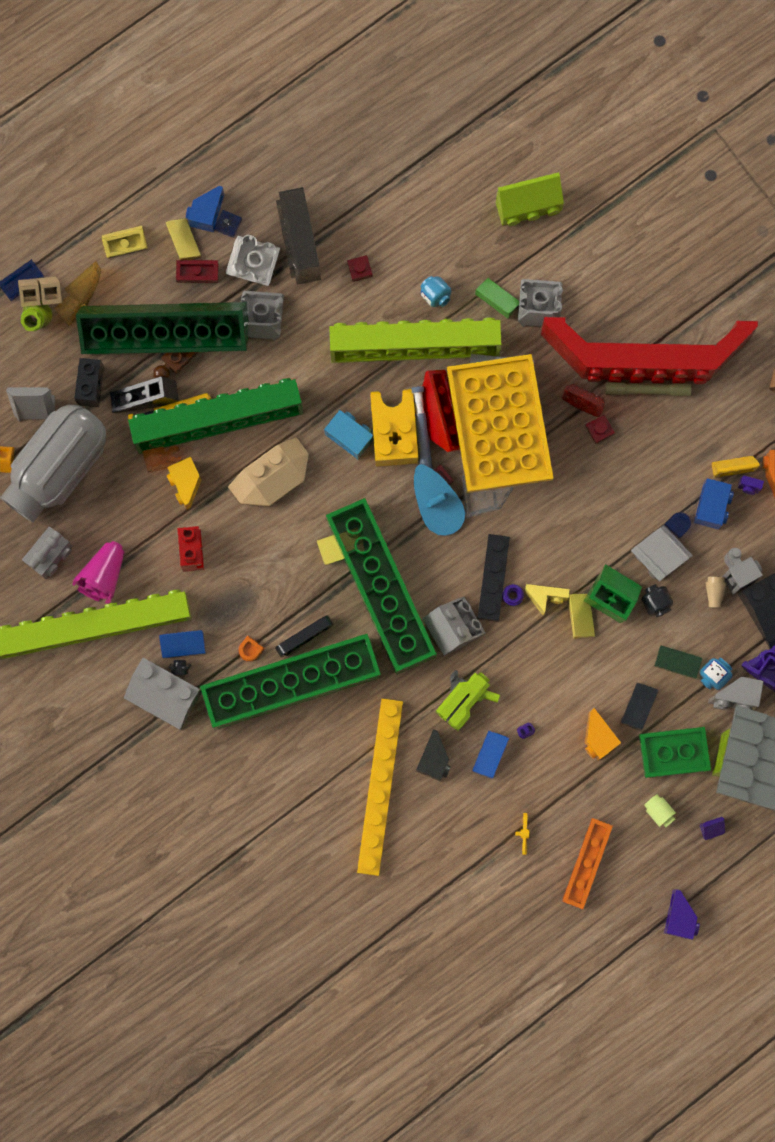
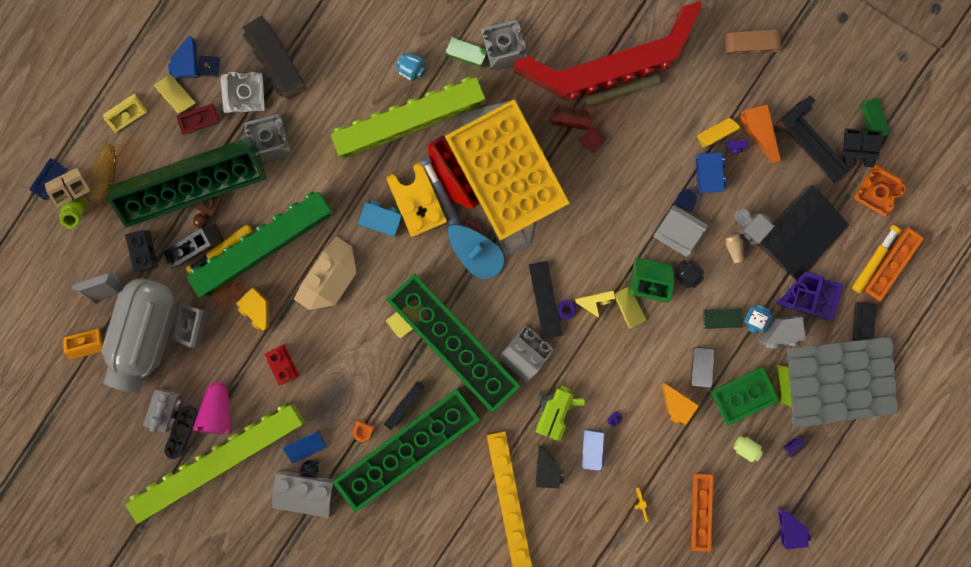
camera: 15 degrees left, 10 degrees up
(48, 583) = (180, 446): none -> black beam
(110, 475) = (190, 325): none -> light grey slope
(359, 268) = (337, 67): dark red plate -> none

